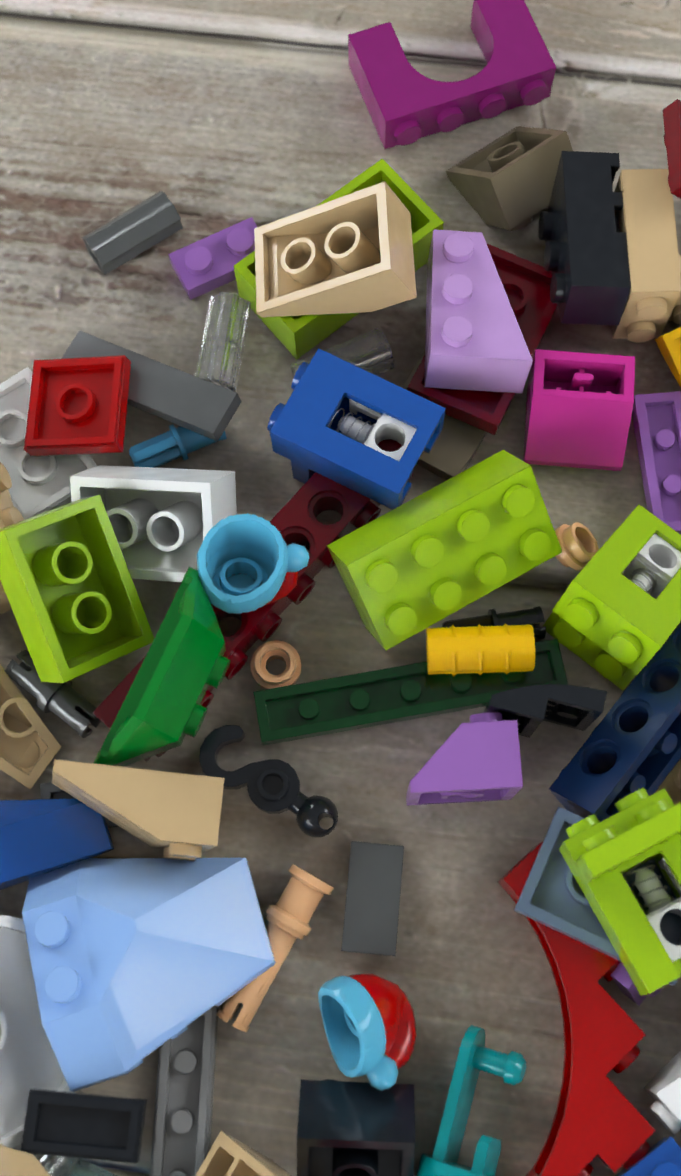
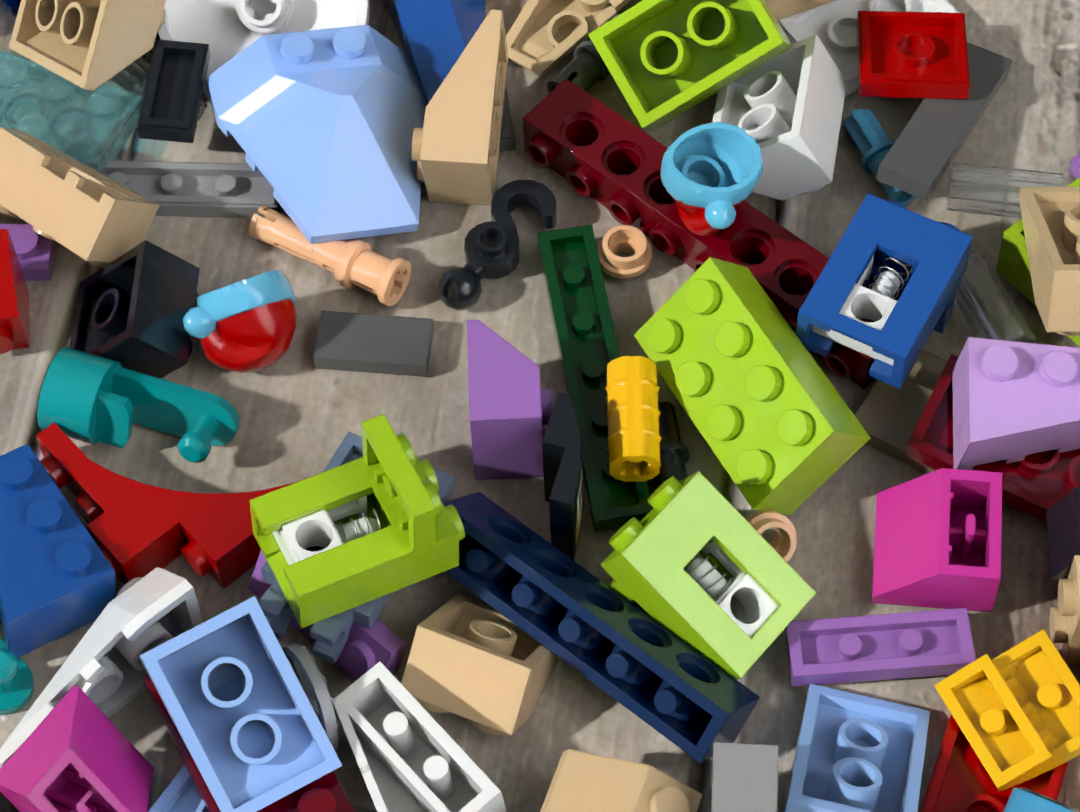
camera: 90 degrees right, 15 degrees down
(171, 681) = (591, 121): green wedge -> none

